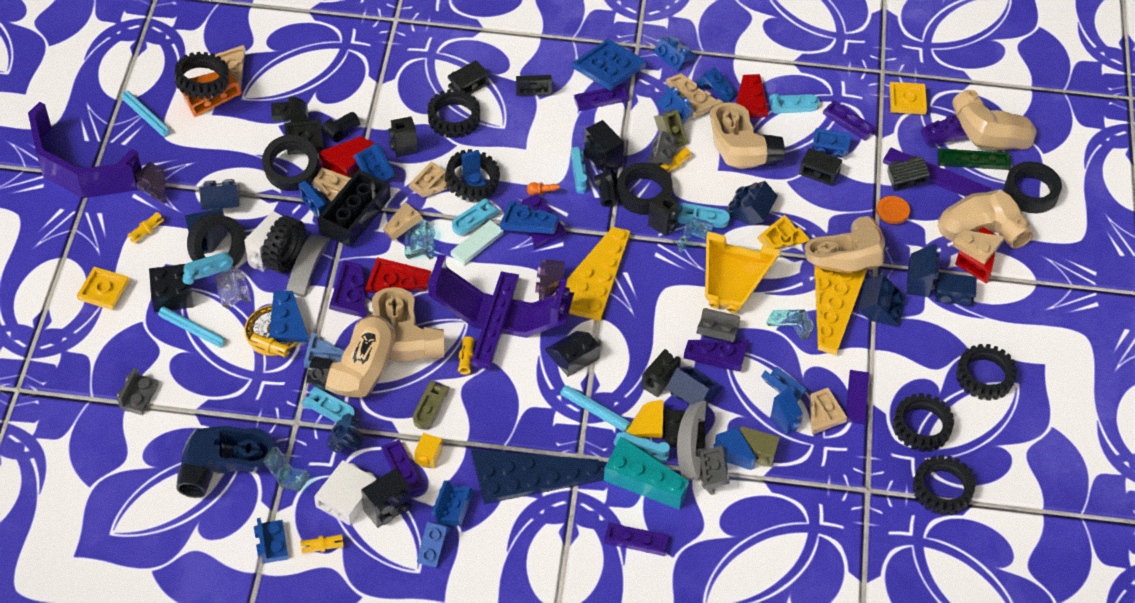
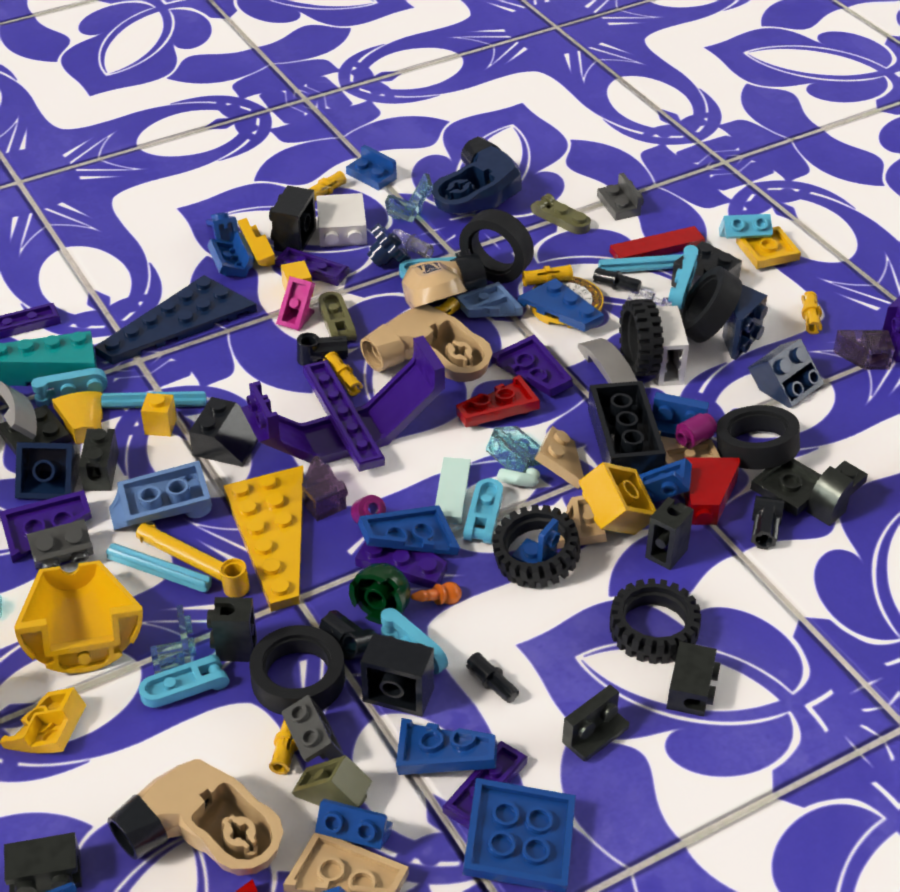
camera: 145 degrees right, 10 degrees down
(98, 306) = (746, 226): none -> medium azure bracket
(164, 339) = (657, 244): none -> red tile
(190, 405) = (561, 215): none -> olive plate
(227, 322) = (616, 280): none -> black axle
(287, 369) = (512, 231): none -> black tyre
(318, 441) = (414, 244): none -> clear axle
(322, 179) = (695, 430): none -> magenta brick
(411, 162) = (617, 498): none -> yellow brick
(427, 501) = (258, 244): none -> yellow slope
(437, 224) = (518, 478): none -> light aqua arm
(448, 426) = (295, 304): none -> dark pink slope
(464, 380) = (312, 348): none -> black piece
(539, 244) = (360, 507): none -> magenta brick
(555, 135) = (492, 677): none -> black axle
(572, 194) = (380, 588): none -> dark green cylinder
(603, 385) = (158, 414): none -> yellow brick
(610, 111) = (439, 750): none -> blue wing
(638, 256) = (230, 572): none -> yellow piece
(643, 323) = (161, 496): none -> medium blue slope
(672, 288) = (159, 567): none -> medium azure axle
(752, 203) = (120, 736): dark blue slope -> none

